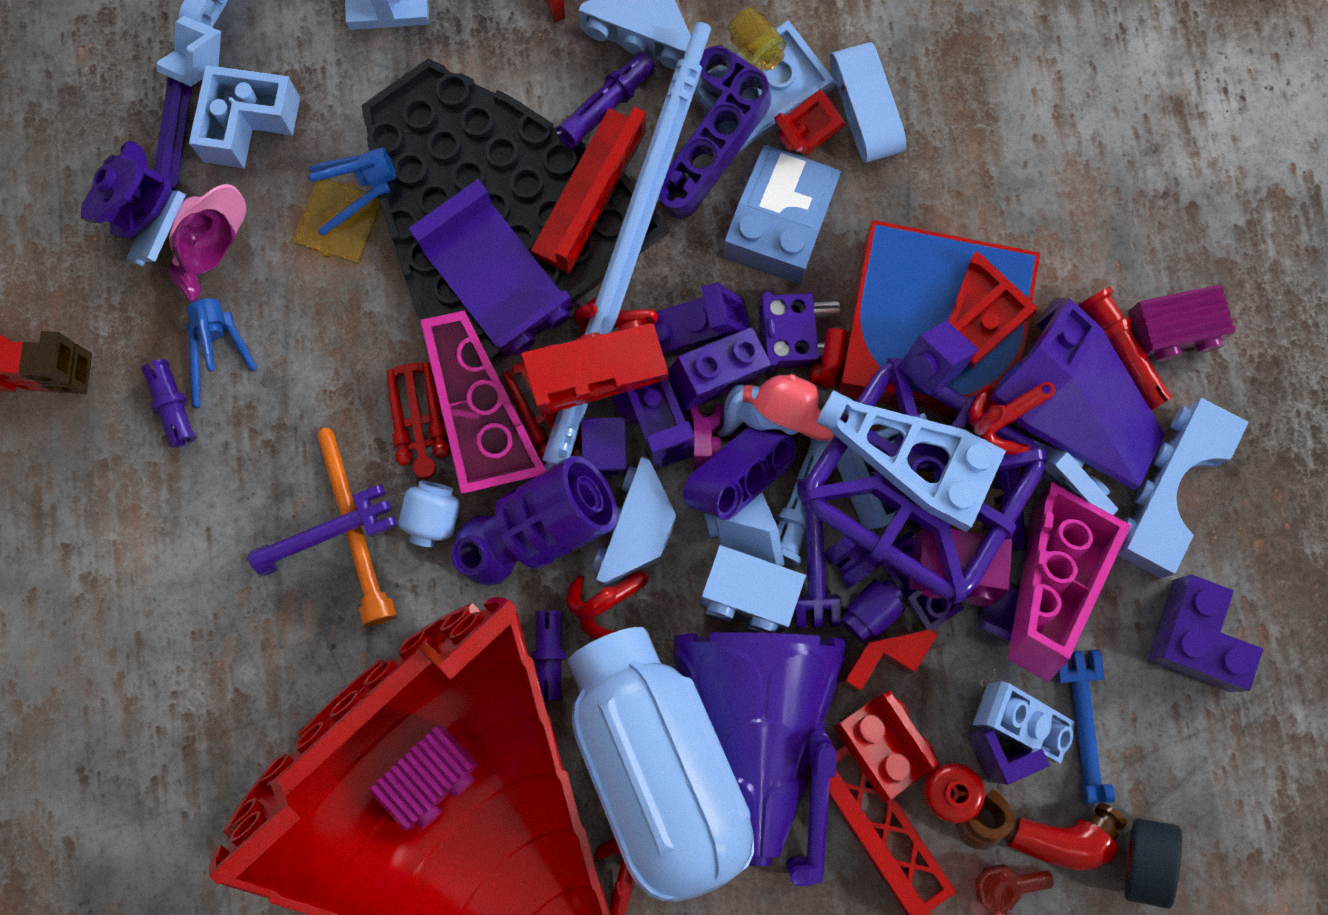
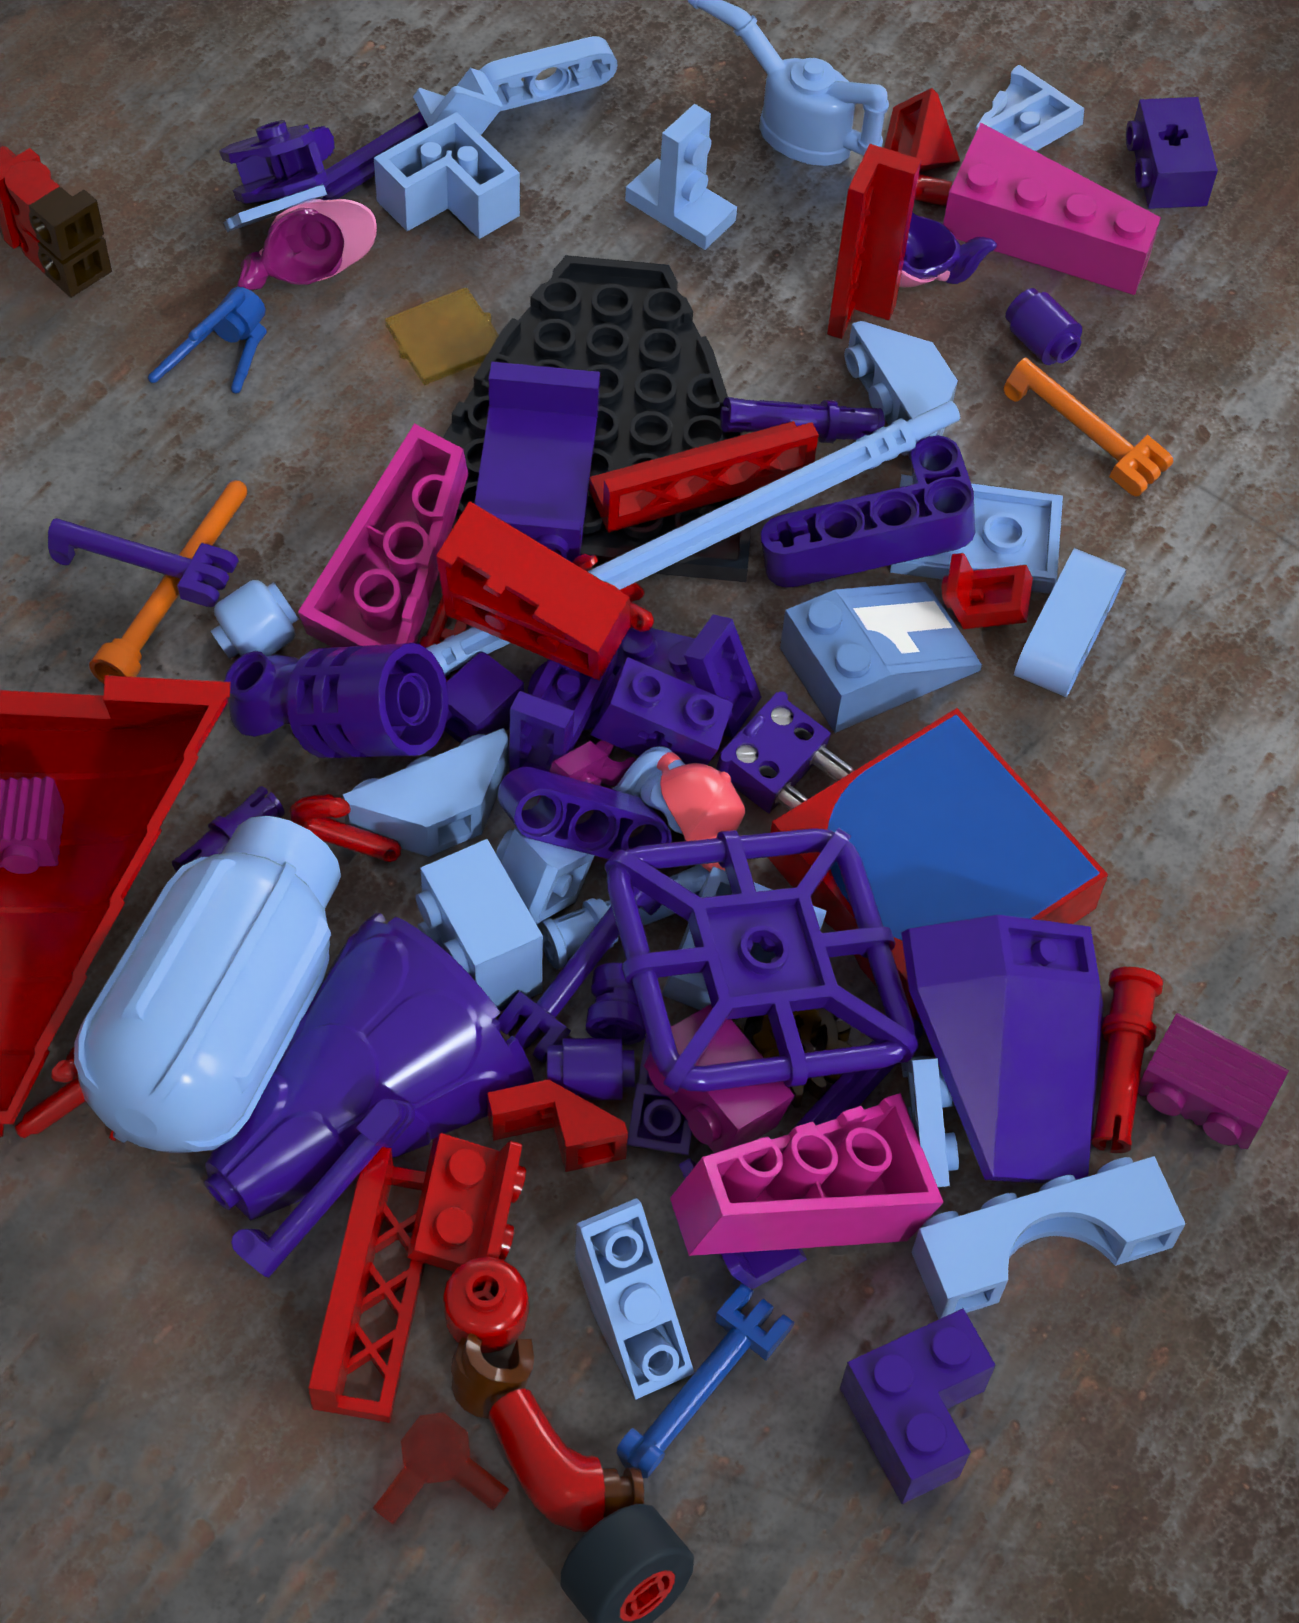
camera: 40 degrees right, 20 degrees down
(168, 403) = (129, 354): dark purple pin -> none
(370, 168) = (512, 301): blue plant -> none
(423, 466) = (294, 581): red piece -> none
(757, 39) = (1005, 476): clear yellow brick -> none
(834, 352) = (800, 791): red arm -> none
(938, 357) = (886, 856): dark purple brick -> none
(964, 479) = (785, 979): light blue plate -> none
(988, 308) = (983, 870): red wing -> none
(998, 416) = (881, 944): red piece -> none
(1007, 767) = (572, 1321): dark purple panel -> none

